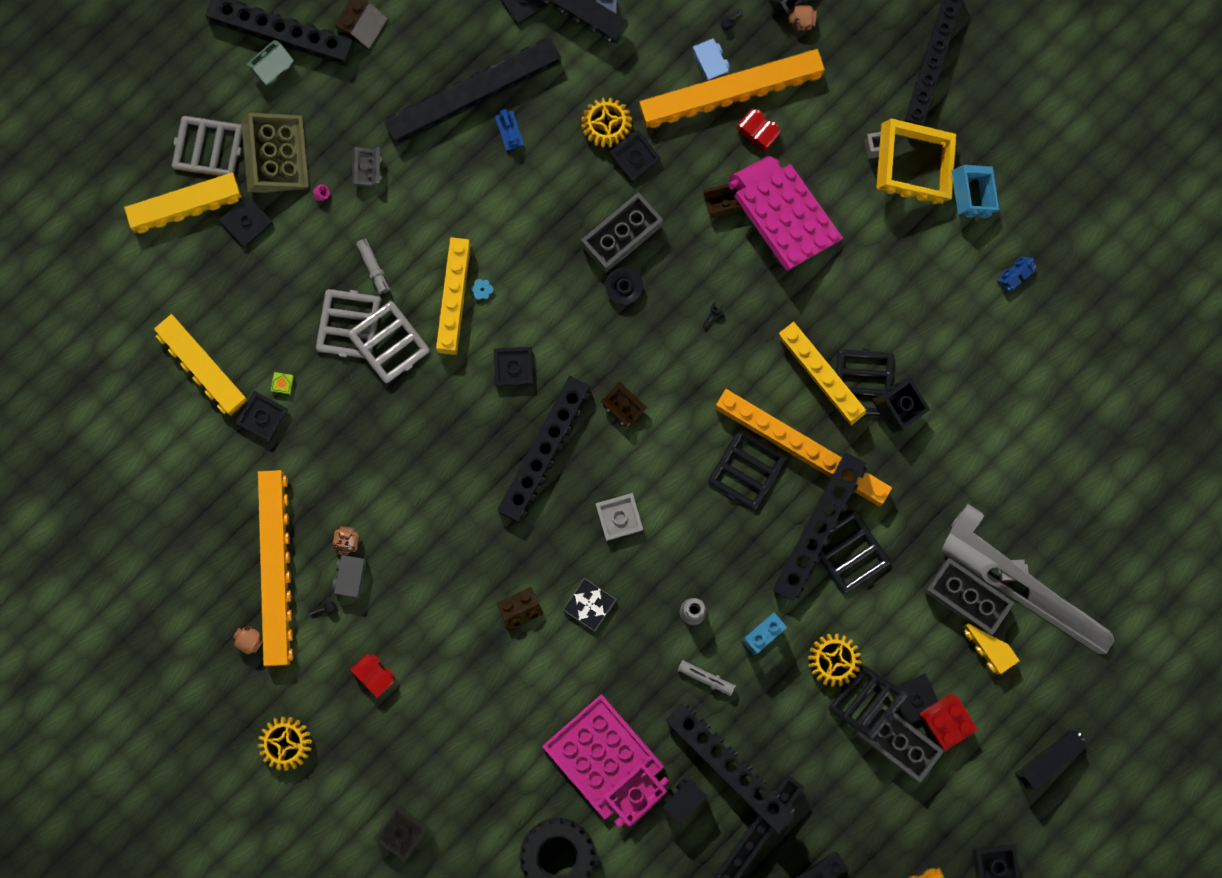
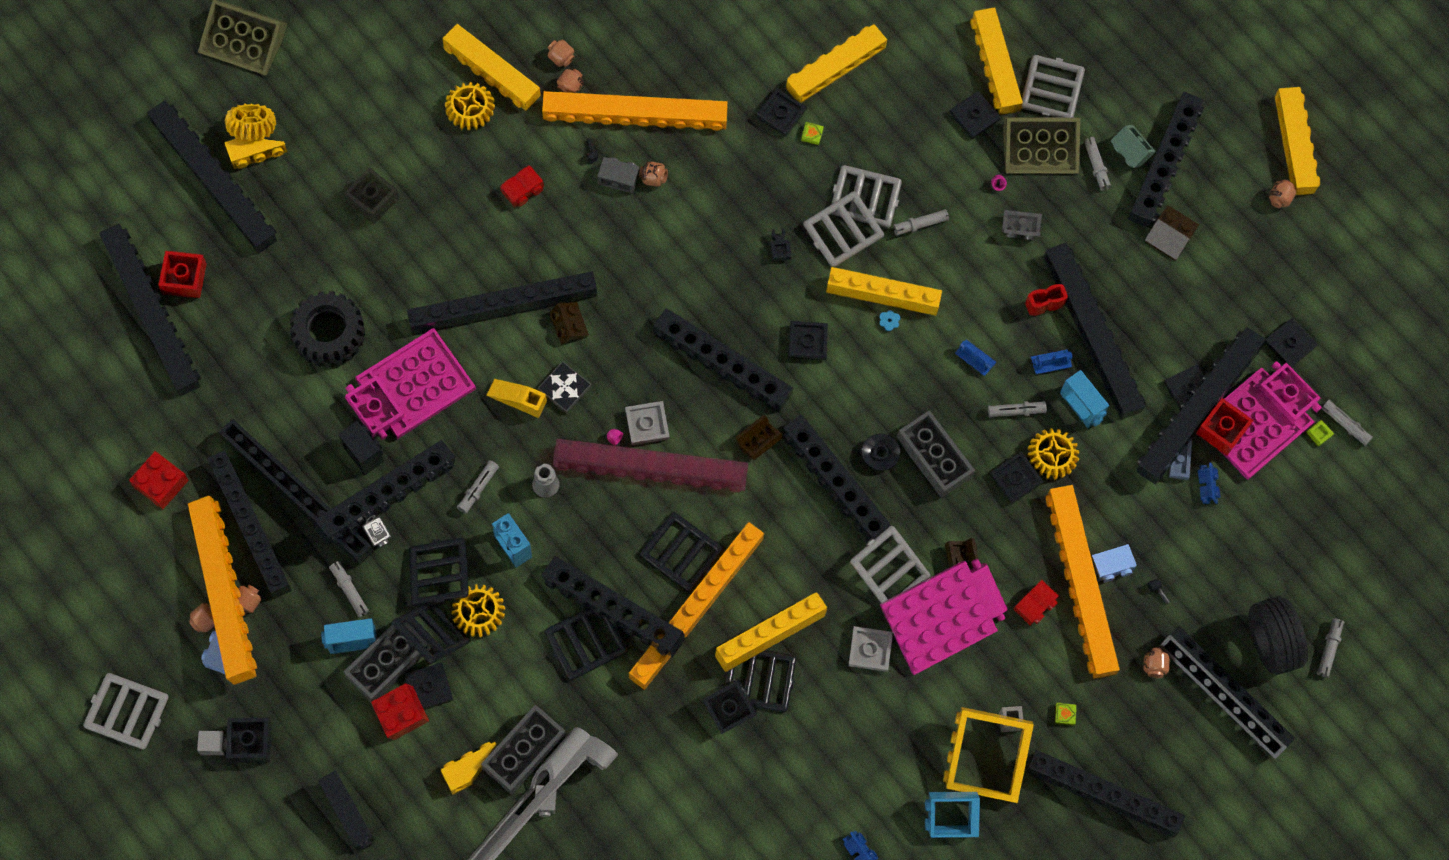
camera: 90 degrees right, 10 degrees down
(214, 653) = (561, 53): none -> nougat head
(236, 727) = (491, 67): none -> yellow brick
(298, 94) = (1100, 171): none -> light grey pin
(416, 404) = (779, 247): none -> black plate
(448, 139) = (1049, 299): none -> red brick
(507, 679) = (502, 303): none -> black brick
(513, 203) = (975, 357): none -> blue hinge
(550, 94) = (1084, 399): none -> dark azure window
(563, 159) = (1017, 409): none -> light grey pin
(607, 650) = (518, 396): none -> yellow slope
(637, 548) = (614, 436): none -> dark pink hinge
(663, 509) = (650, 465): none -> clear pink brick
(707, 276) = (801, 428): none -> black brick
(713, 313) = (844, 535): black hand -> none
(732, 246) = (902, 546): none -> light grey bar
(769, 771) = (376, 532): none -> flat silver brick
(797, 728) = (462, 576): none -> black bar
(823, 280) = (870, 649): none -> light grey plate
(828, 792) = (347, 586): none -> light grey pin
(861, 97) = (1065, 714): none -> tile
(881, 782) = (349, 636): none -> dark azure window

